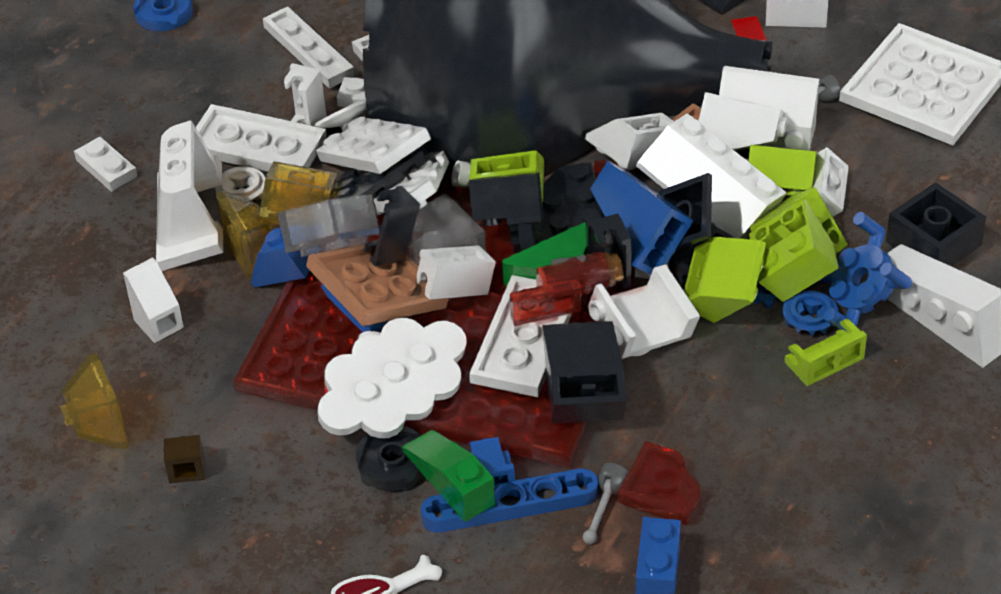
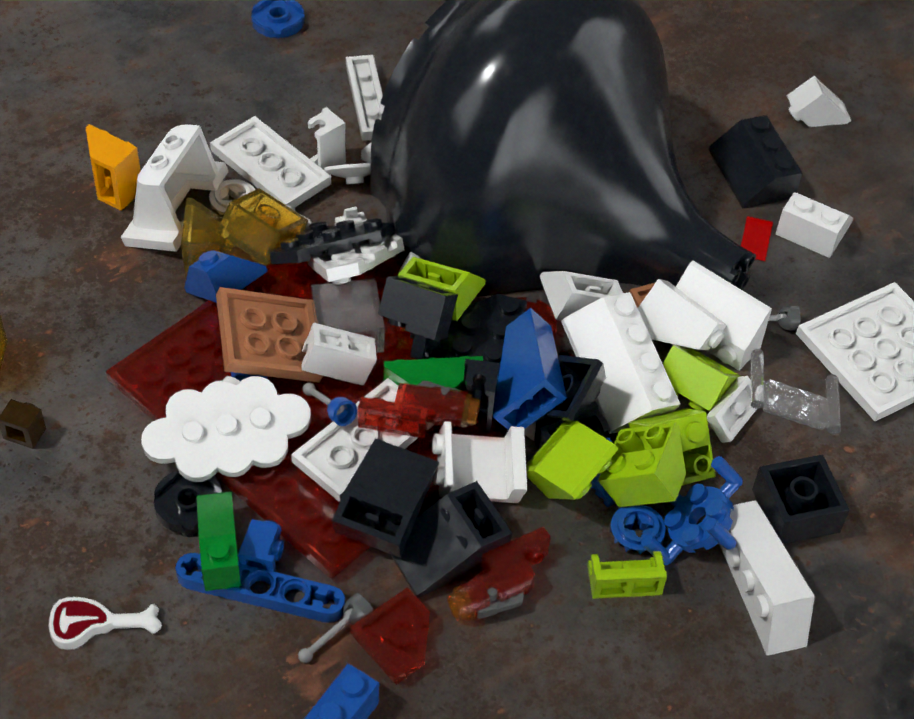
camera: 20 degrees right, 5 degrees up
(105, 164) = (142, 131): white plate -> none
(107, 200) = (113, 166): none -> light orange slope
(152, 301) = (87, 270): white slope -> none
(329, 225) = (254, 267): clear brick -> none
(372, 144) = (350, 207): white plate -> none
(396, 227) = (304, 291): black hinge -> none
(492, 316) = (340, 409): none -> blue hinge
(662, 384) = (451, 539): none -> black slope
(722, 400) = (503, 578): none -> clear red plate
(876, 156) = (793, 402): none -> clear plate

